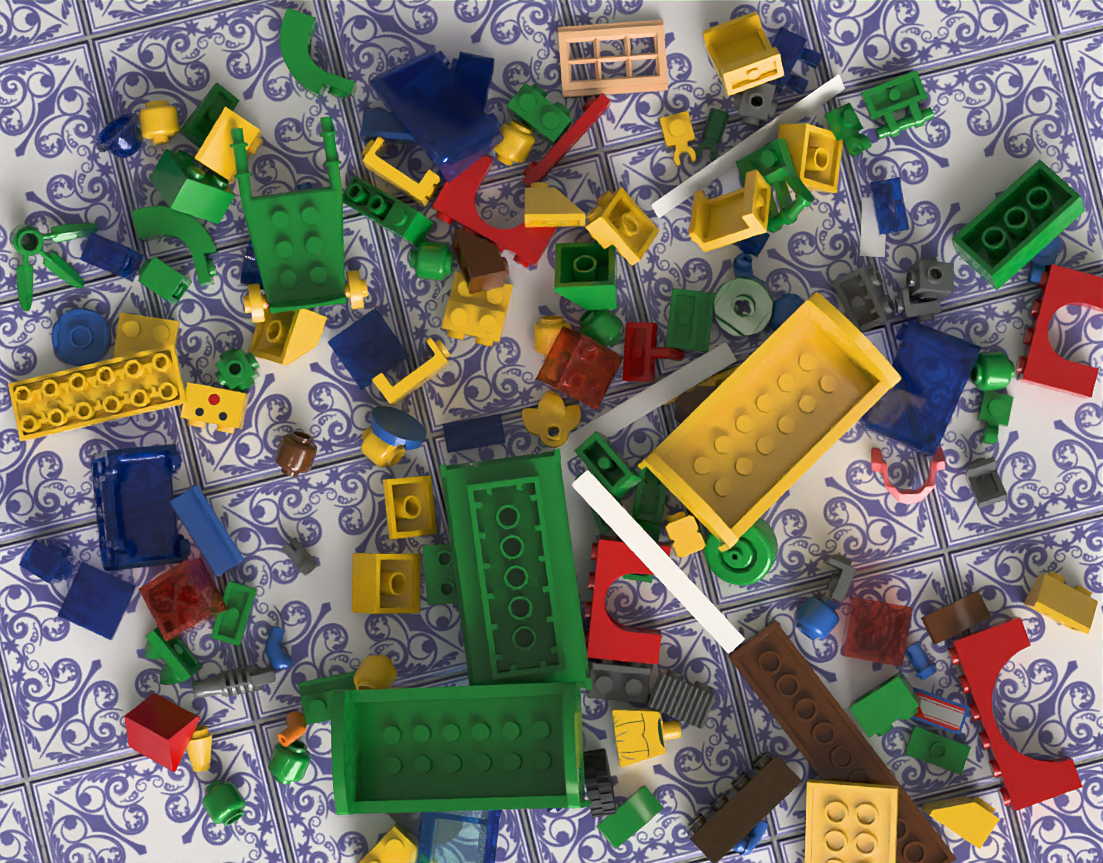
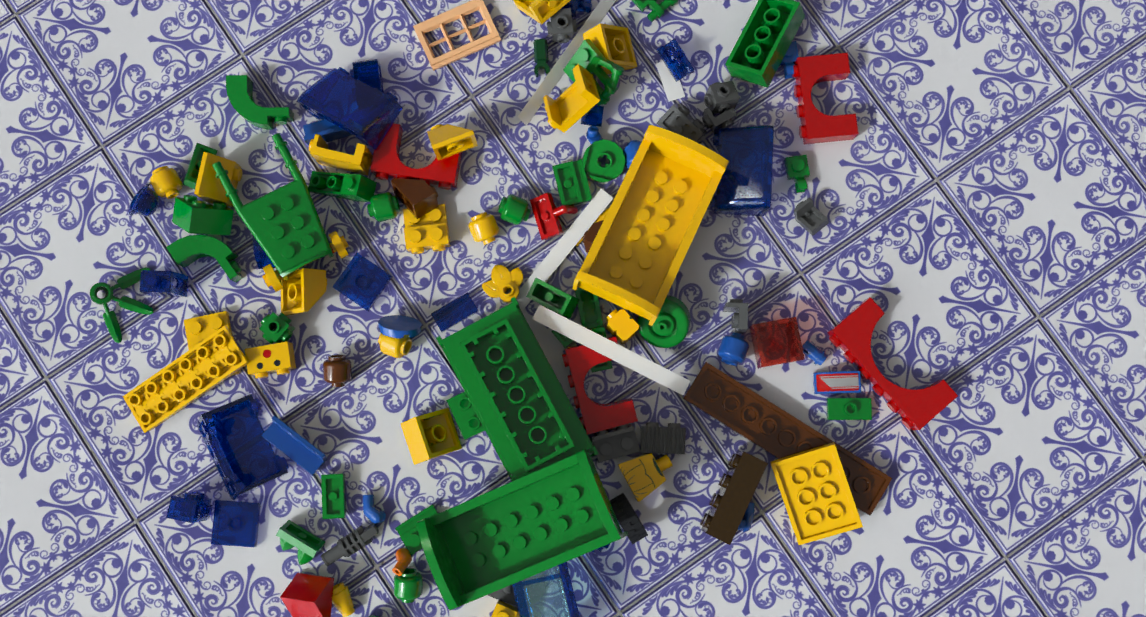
camera: 25 degrees left, 5 degrees down
(81, 337) = (163, 345): blue tile -> none
(163, 280) = (204, 285): green brick -> none
(183, 598) = (293, 499): clear red brick -> none
(301, 558) = (366, 440): dark grey pin -> none
(375, 673) = (445, 499): yellow head -> none
(410, 507) = (428, 378): yellow slope -> none
(417, 378) = (401, 287): yellow panel -> none
(516, 143) = (412, 110): yellow head -> none
(540, 114) = (421, 84): green brick -> none
(579, 367) = (509, 240): clear red brick -> none
(586, 274) = (491, 175): green slope -> none
(593, 110) = (456, 72): red plate -> none
(621, 223) = (501, 133): yellow plate -> none
(630, 817) = (658, 534): green slope -> none
(678, 132) = (518, 66): yellow plate -> none
(846, 126) = (627, 20): green plate -> none
(885, 705) = (802, 391): green brick -> none
(908, 496) = (763, 245): coral helmet -> none
(955, 617) = (826, 314): reddish brown slope -> none
(965, 817) = (888, 447): yellow slope -> none
(992, 371) = (786, 142): green head -> none
(1062, 603) = (893, 278): yellow slope -> none

